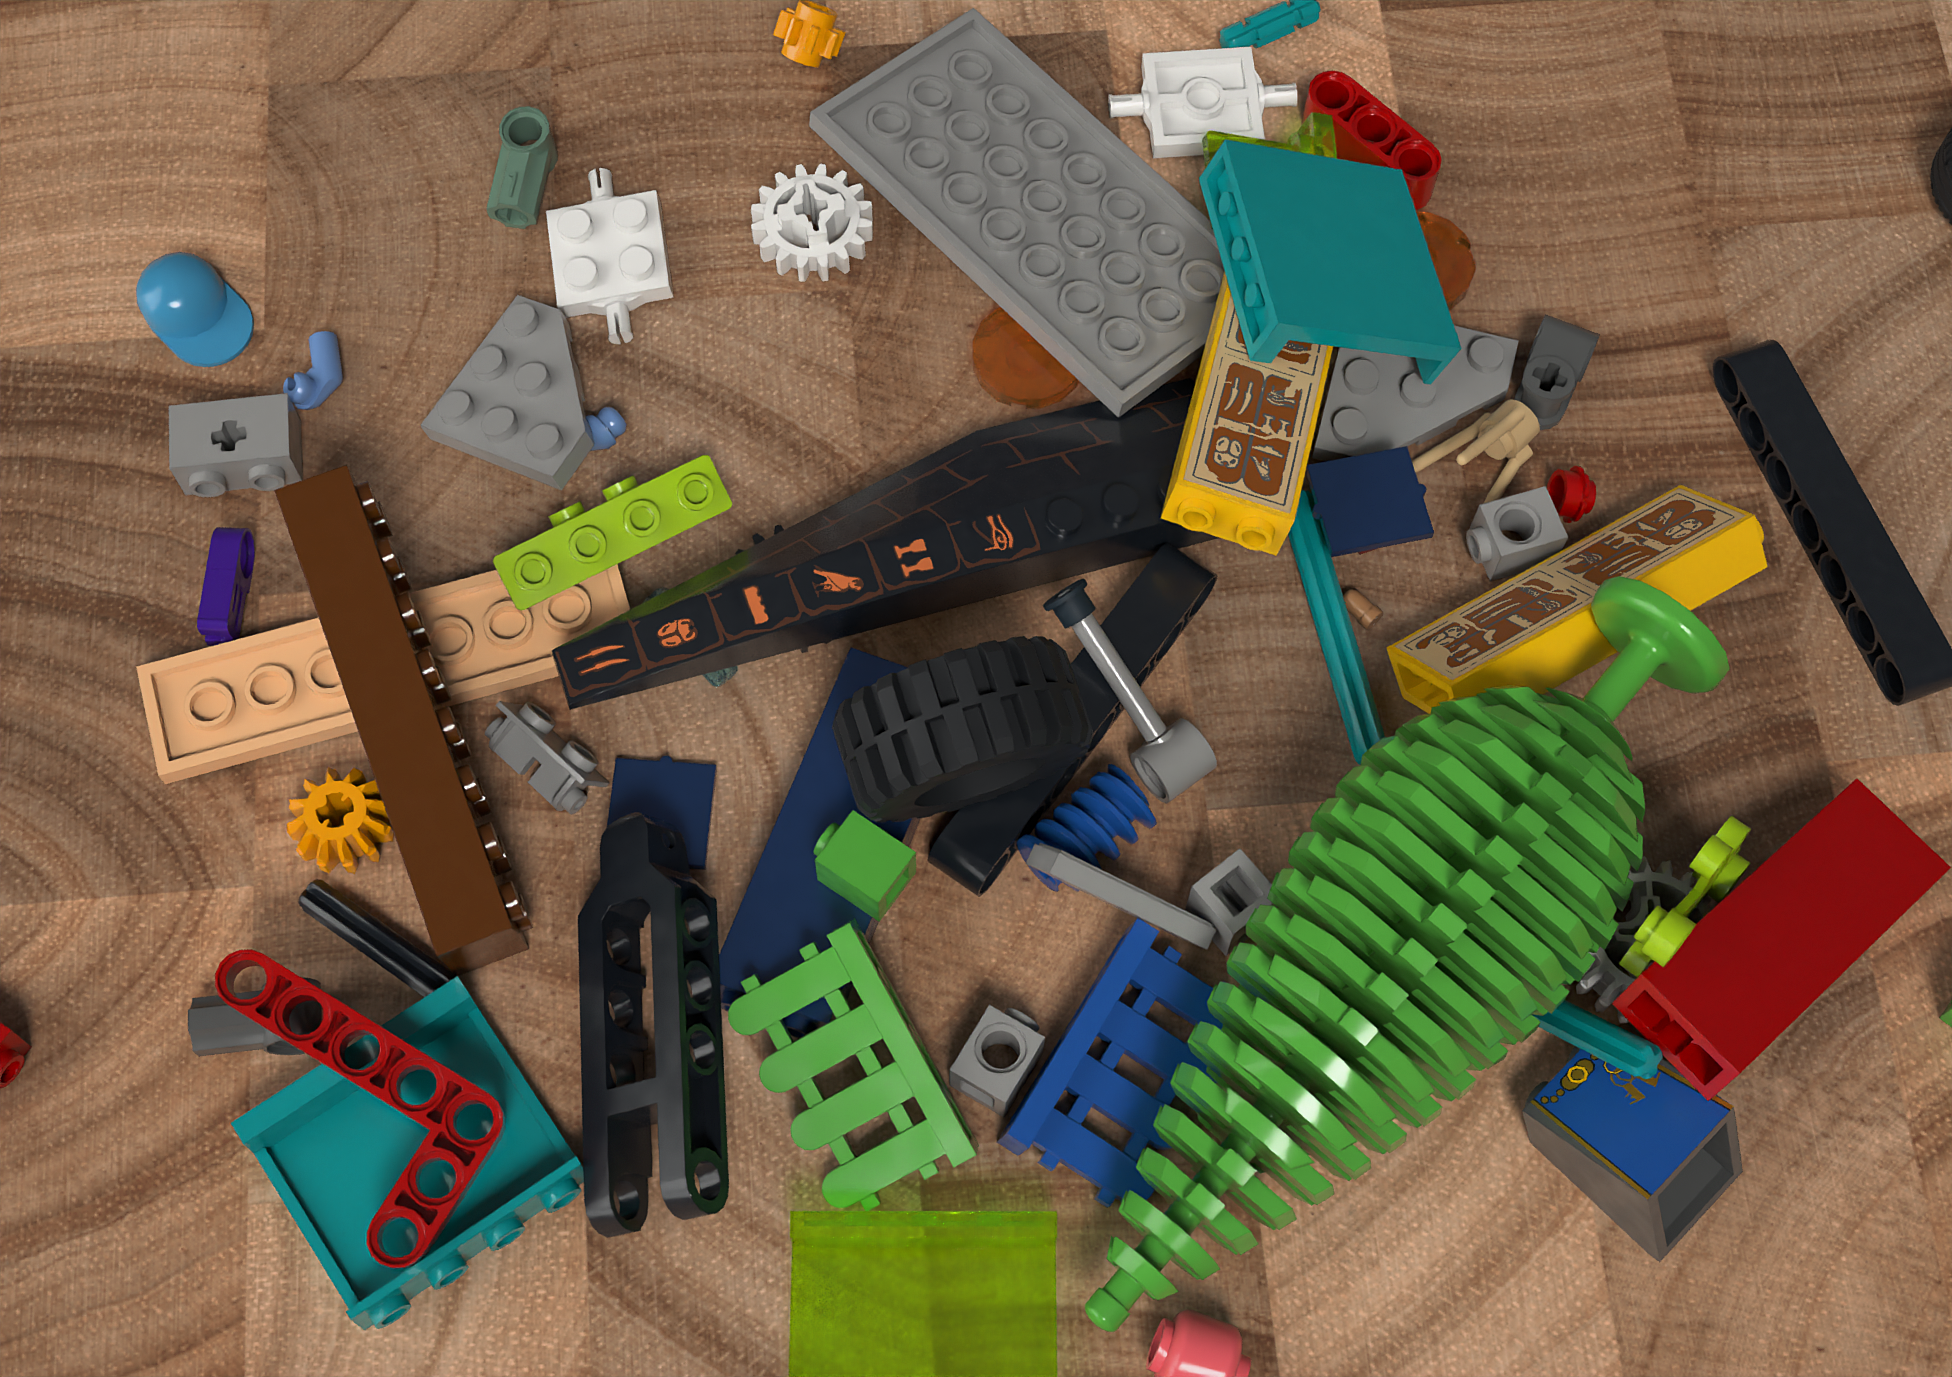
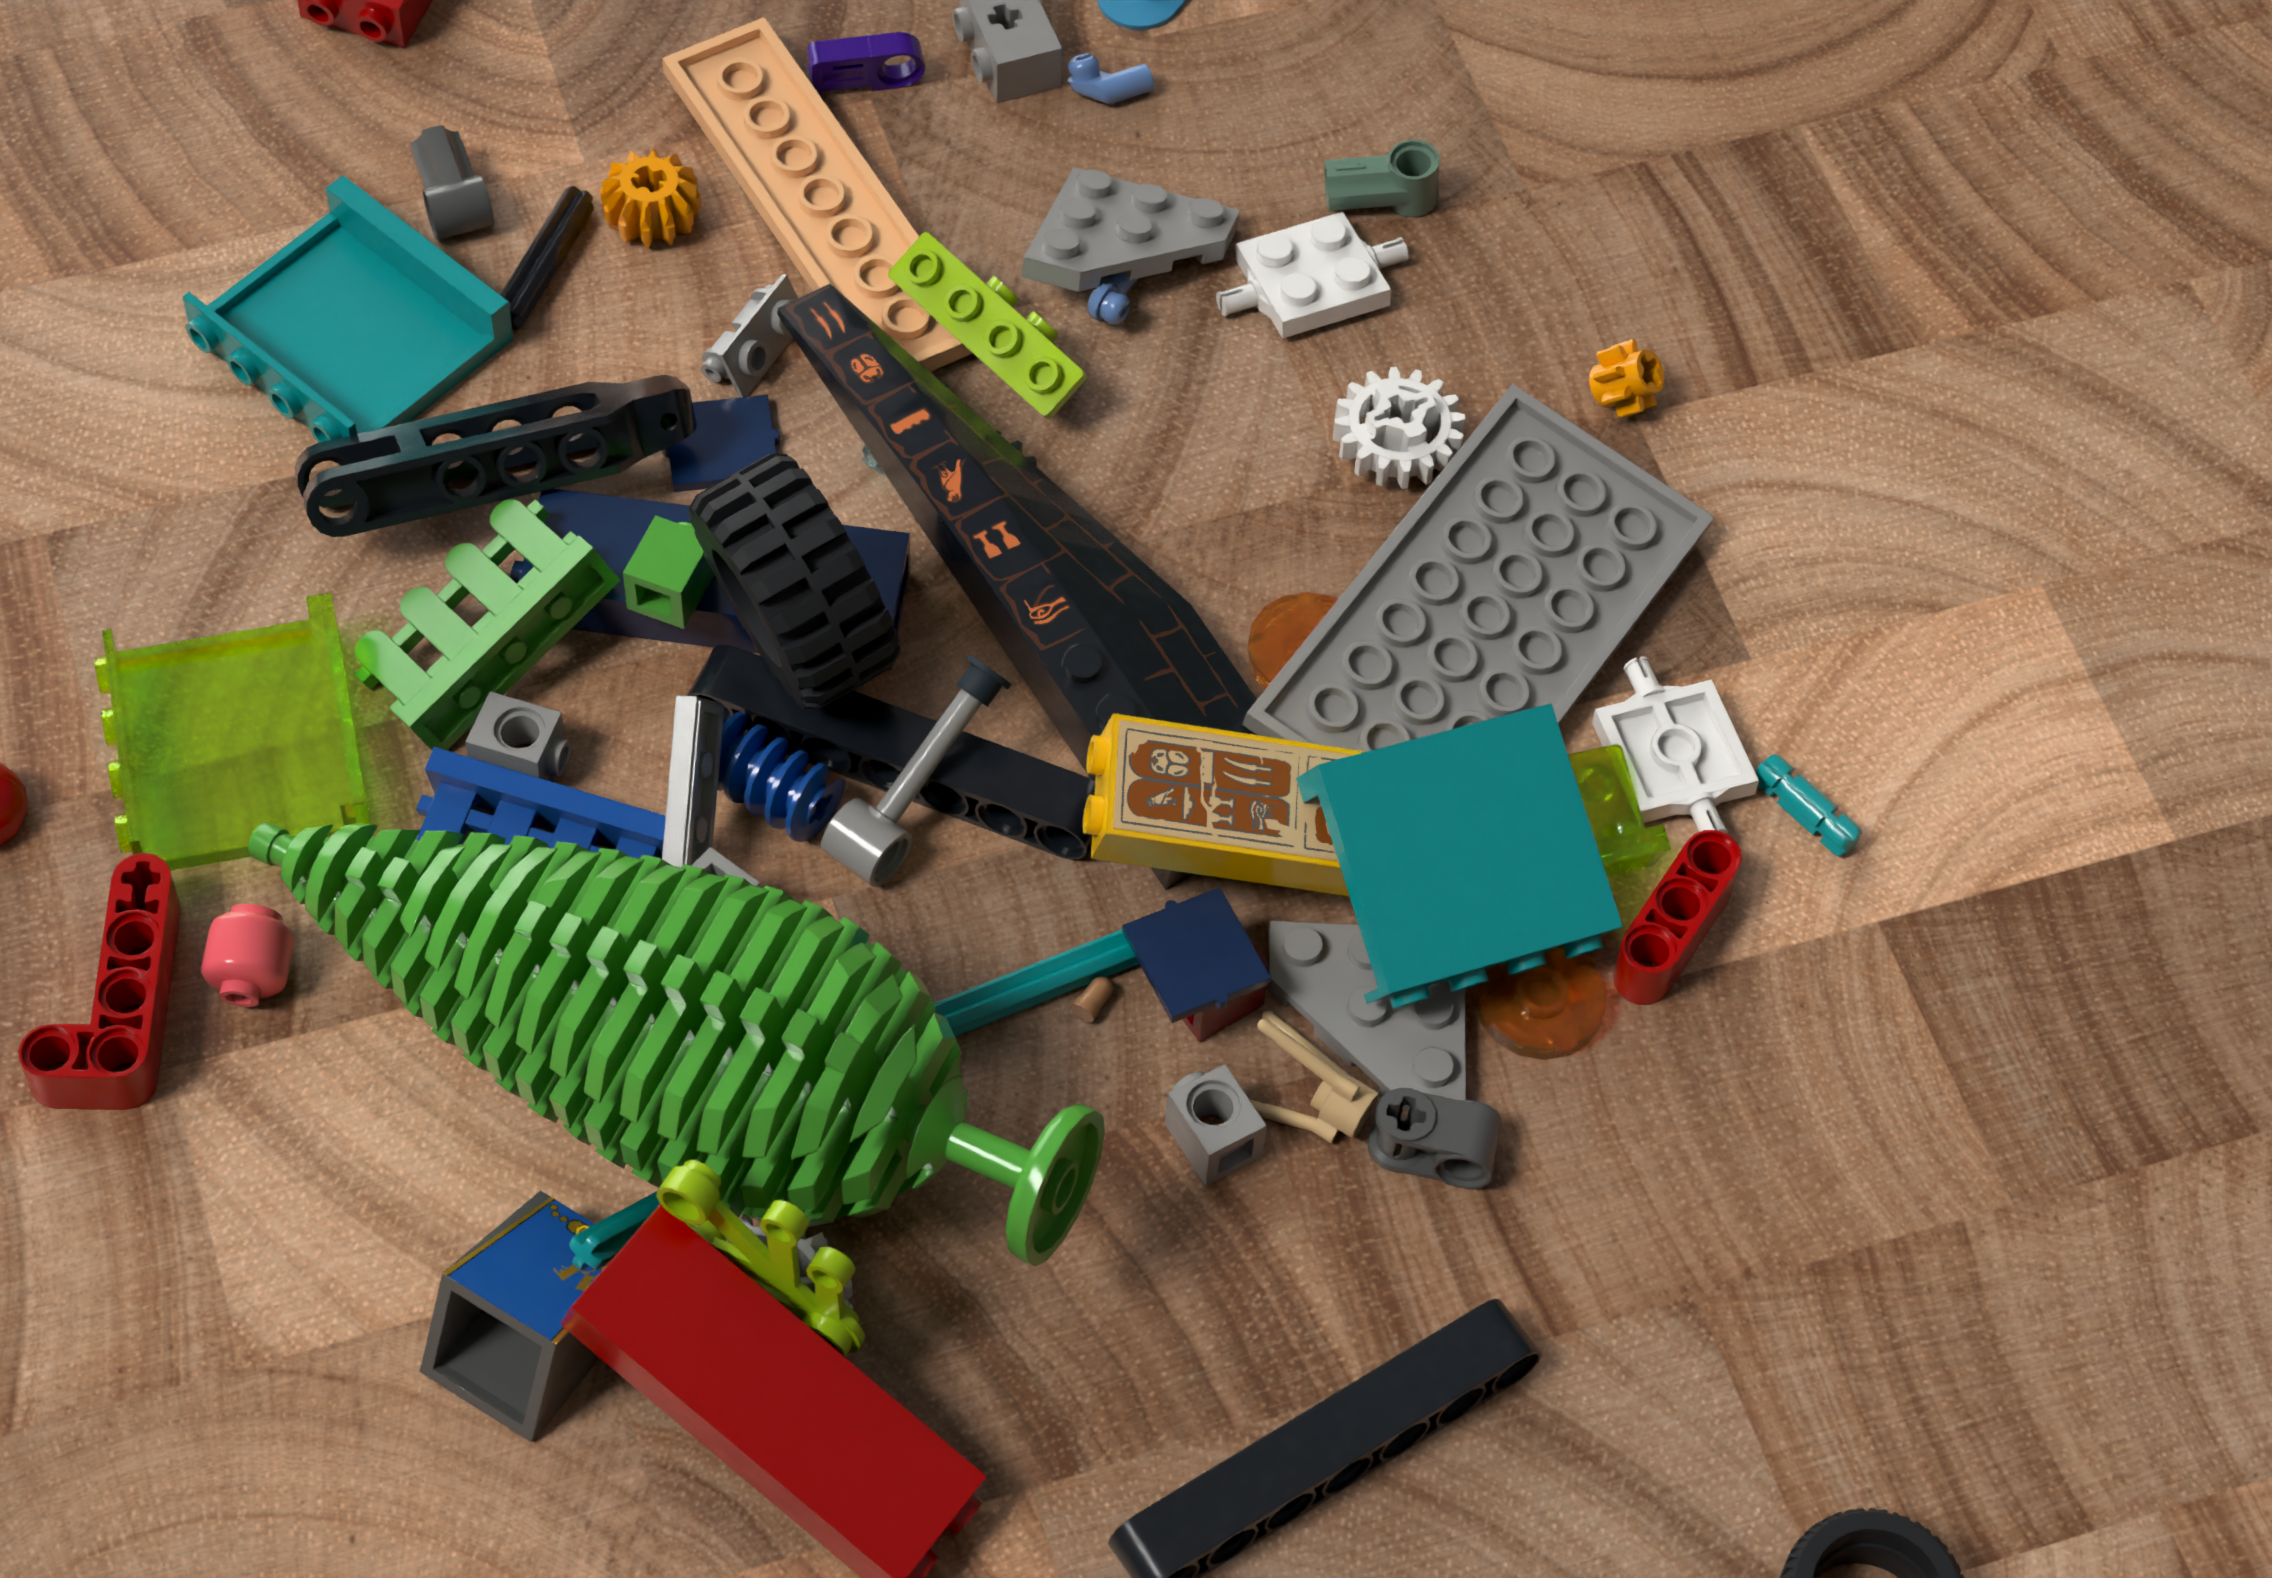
camera: 75 degrees right, 10 degrees down
(383, 1080) = (387, 262): red beam -> none
(401, 720) = (734, 194): reddish brown brick -> none
(1542, 623) = (1148, 1189): brick -> none
(1572, 493) = (1284, 1177): red plate -> none

